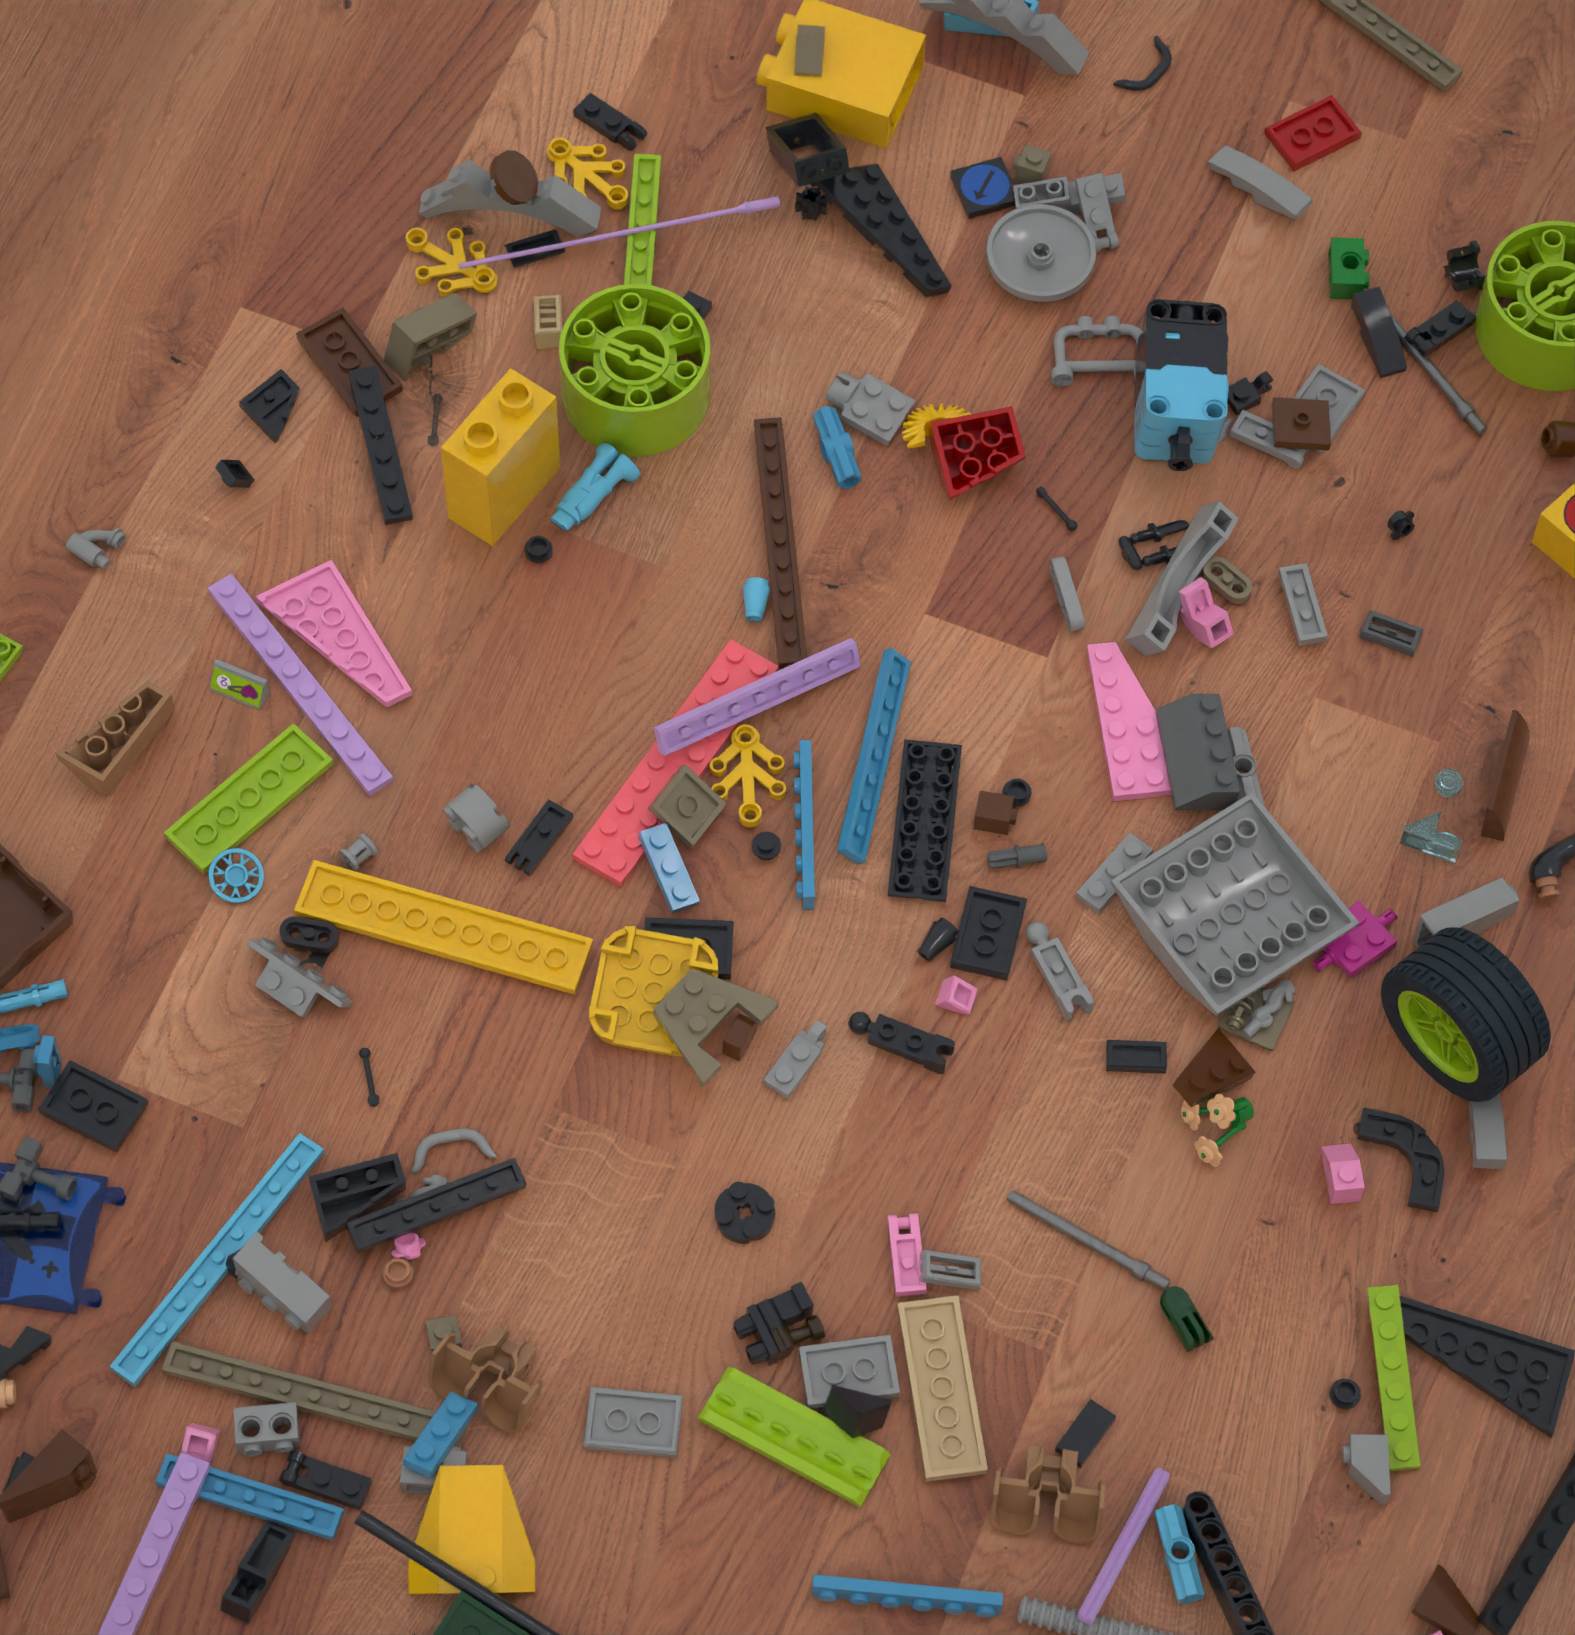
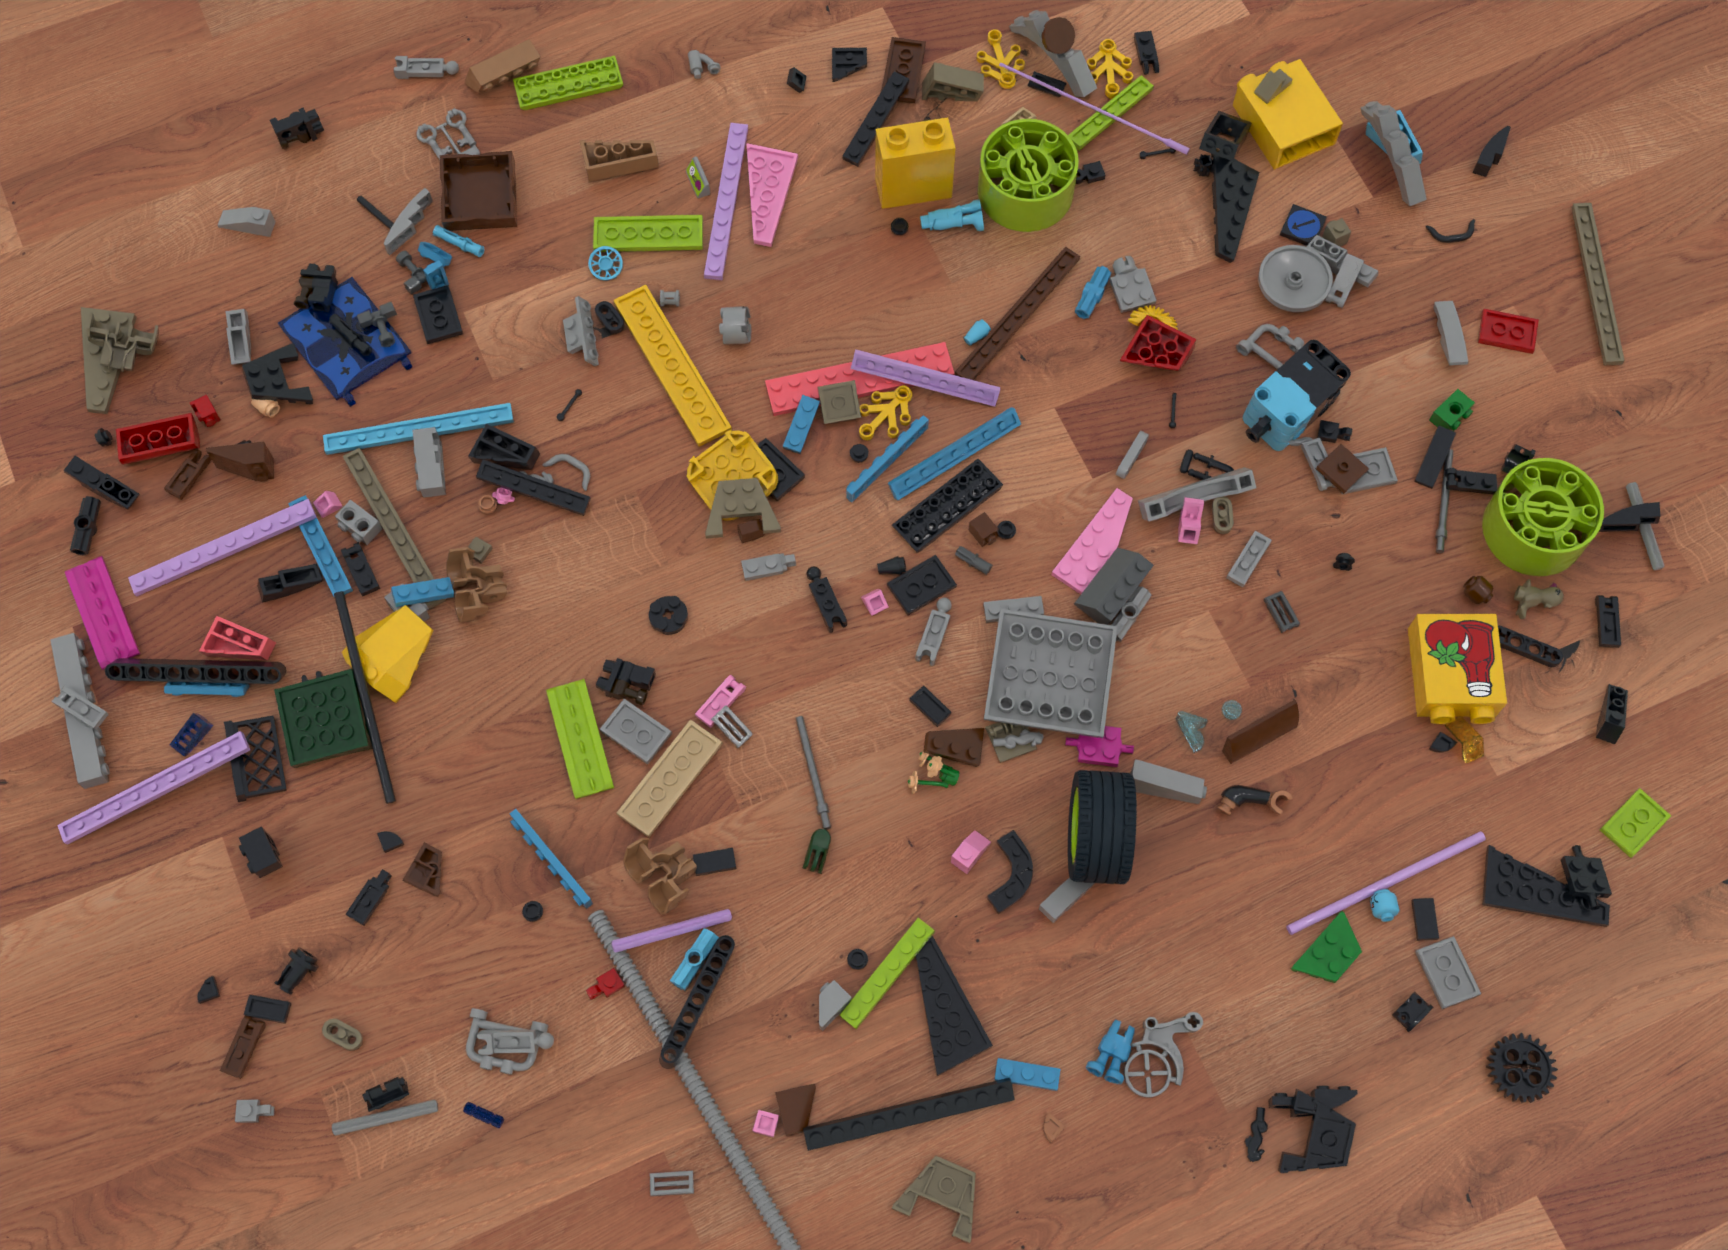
camera: 45 degrees right, 5 degrees up
(539, 837) = (757, 360): black hinge -> none
(633, 1422) = (517, 665): light grey tile -> none
(727, 244) = (1143, 154): none -> black hinge
(856, 1411) = (616, 752): black slope -> none

